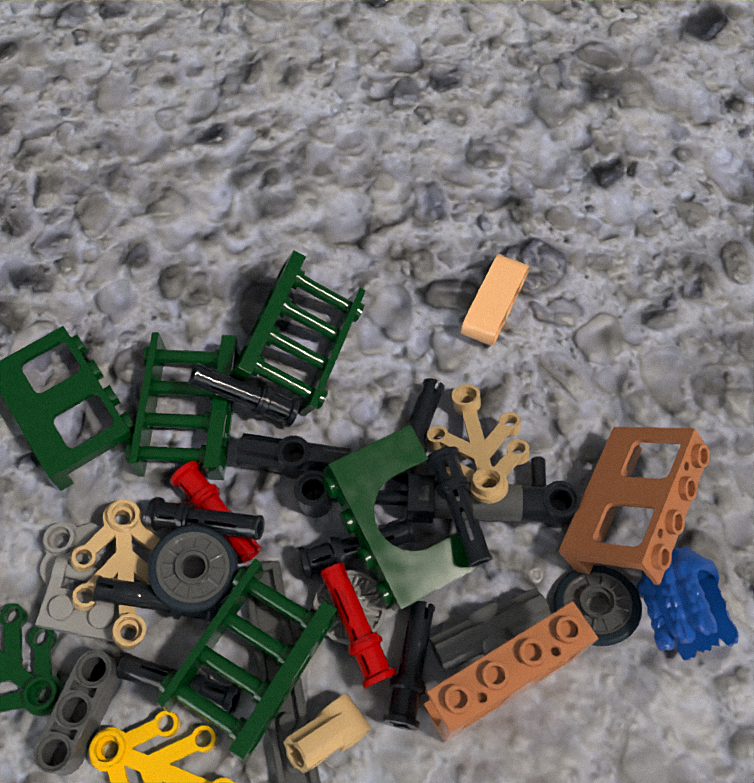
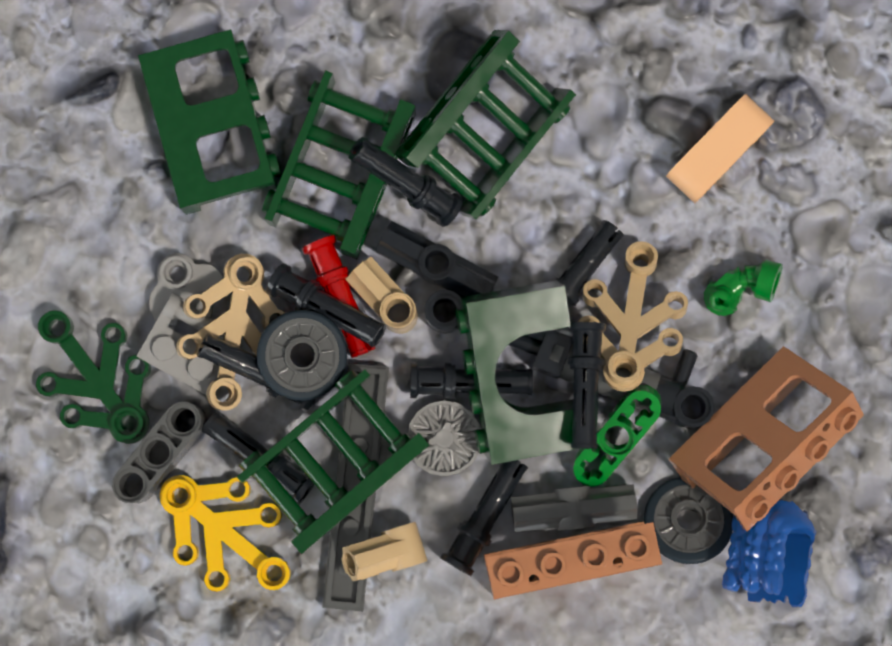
camera: 20 degrees right, 20 degrees up
(254, 498) = (382, 294): none -> tan piece
(363, 642) = (445, 481): red pin -> none
(486, 572) = (644, 420): none -> green beam
(546, 405) = (727, 292): none -> green arm

